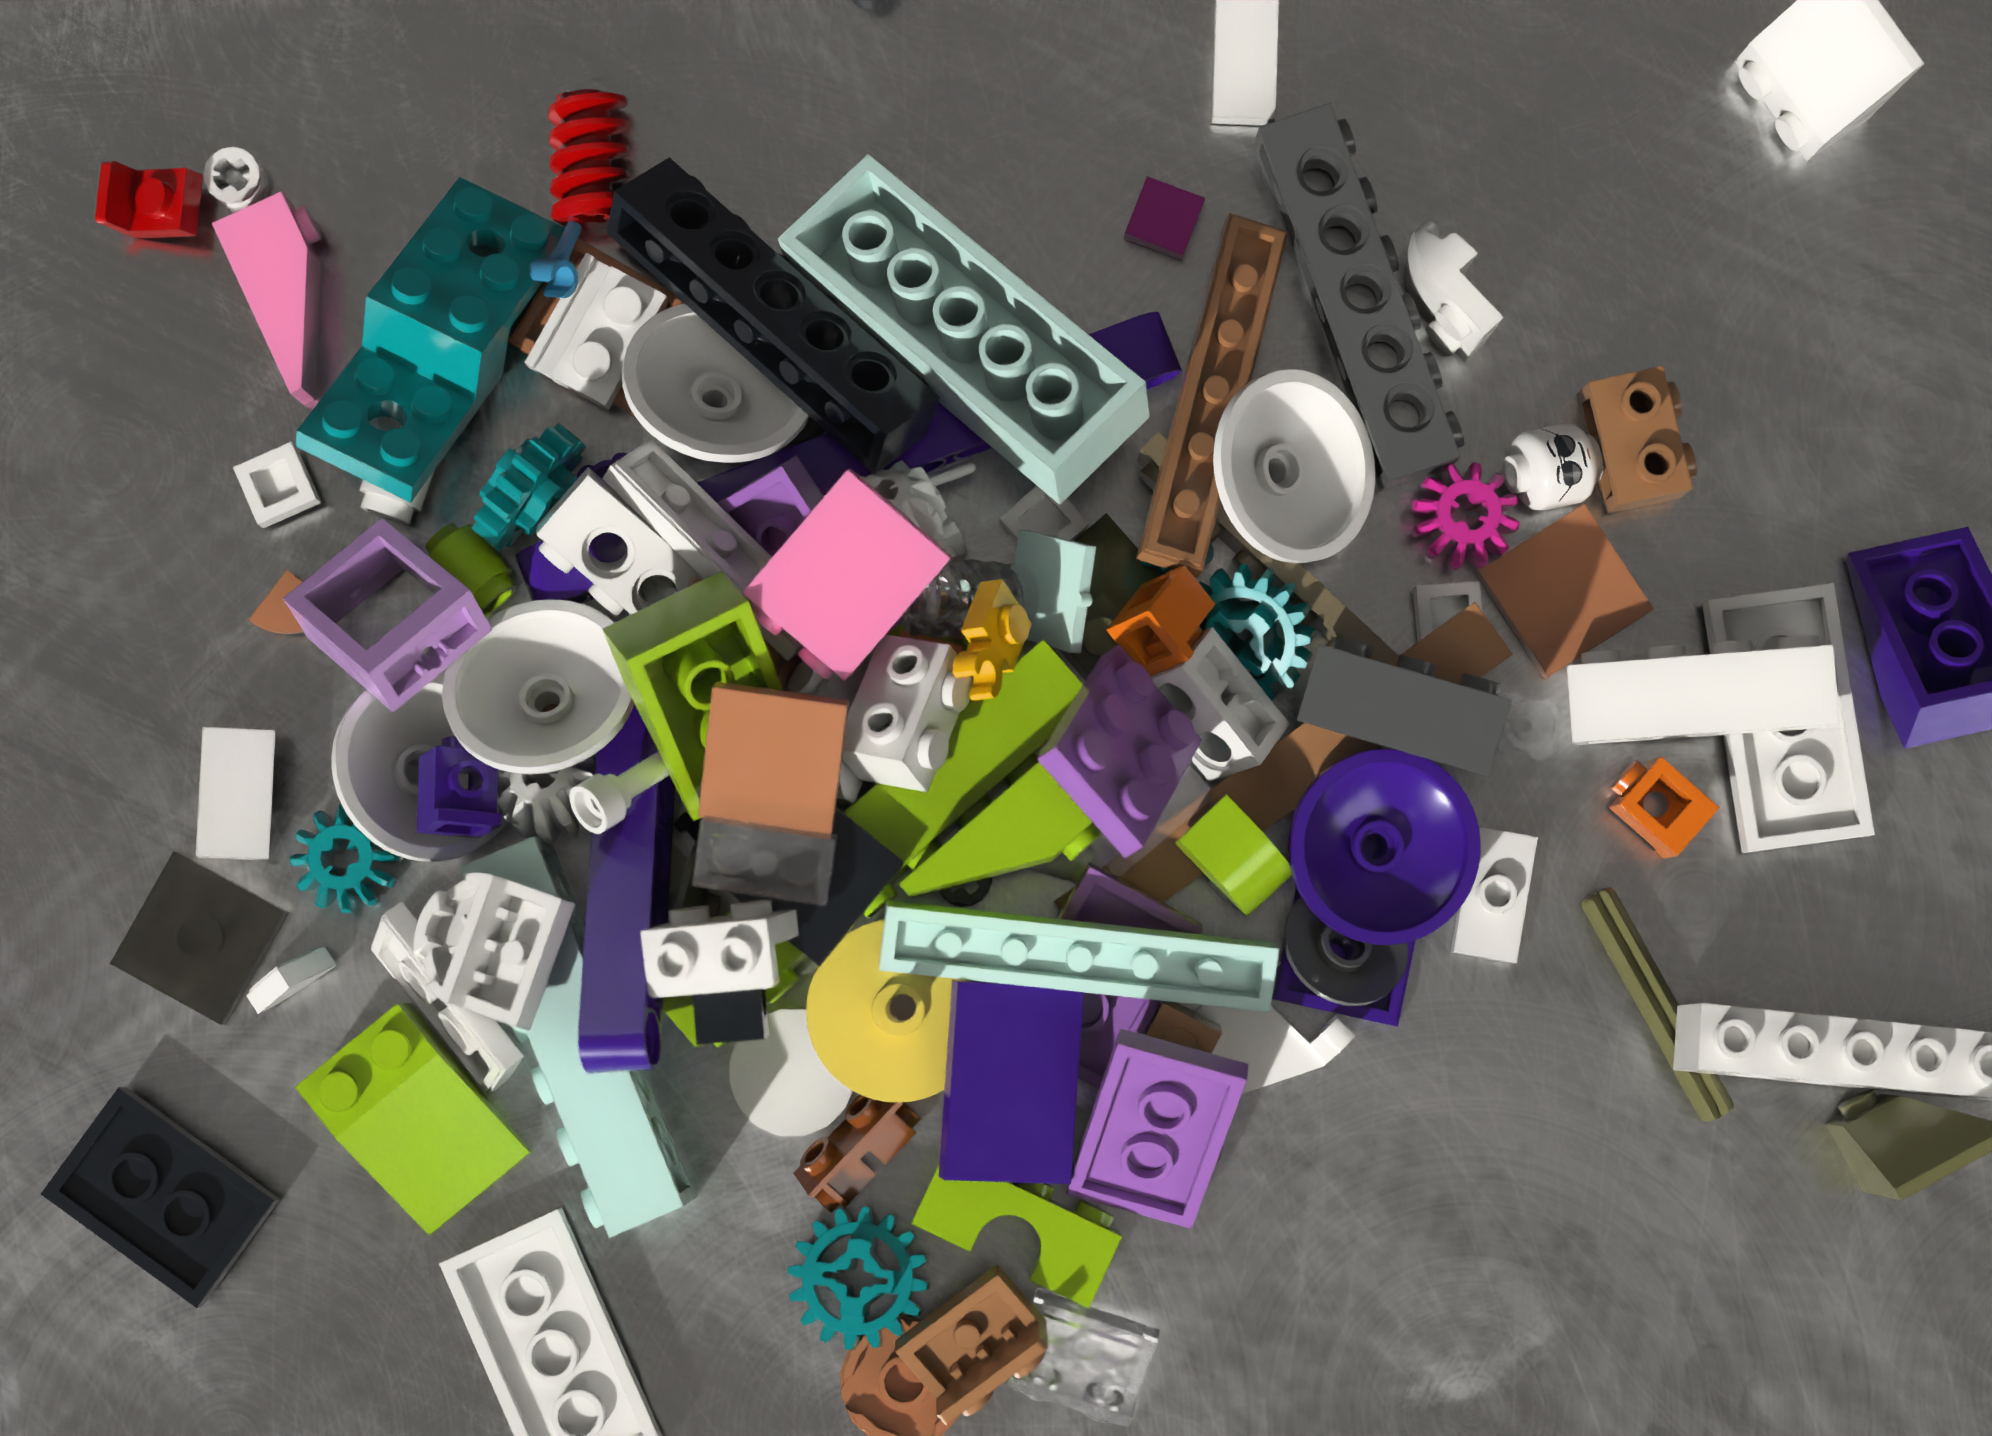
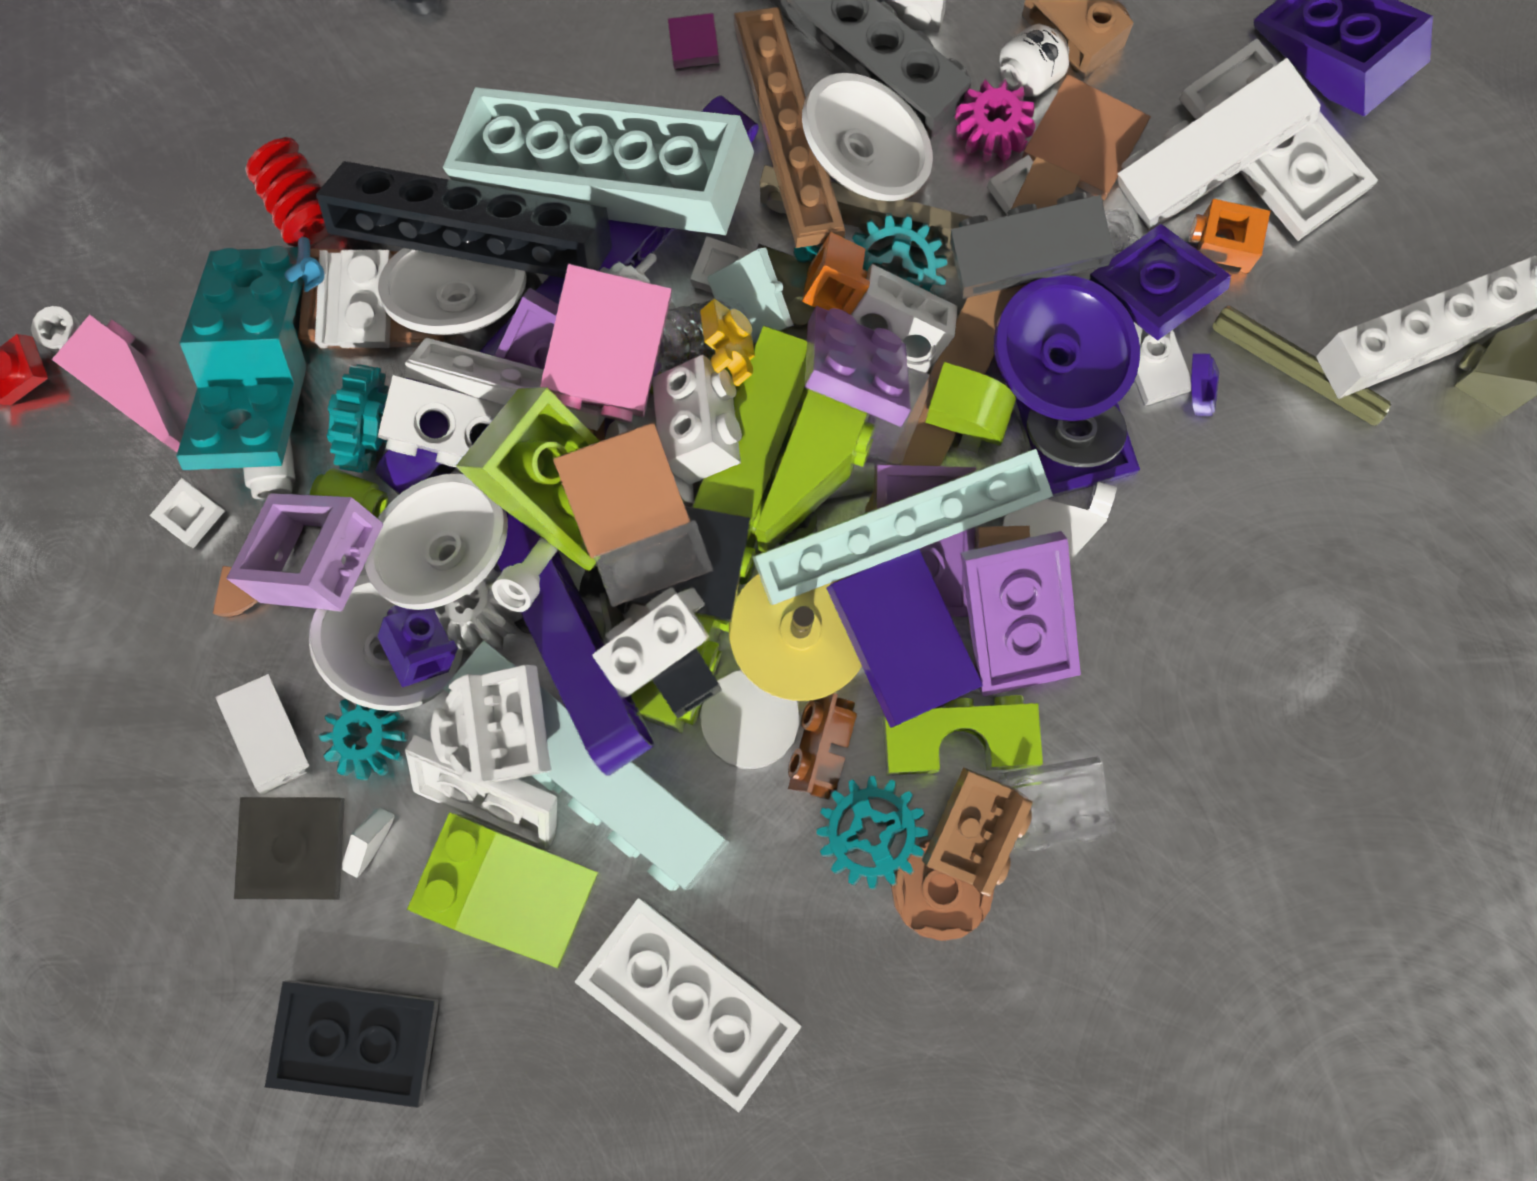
camera: 20 degrees left, 5 degrees down
(1528, 968) = (1204, 384): none -> dark purple tile
(1545, 820) = (1162, 280): none -> dark purple plate

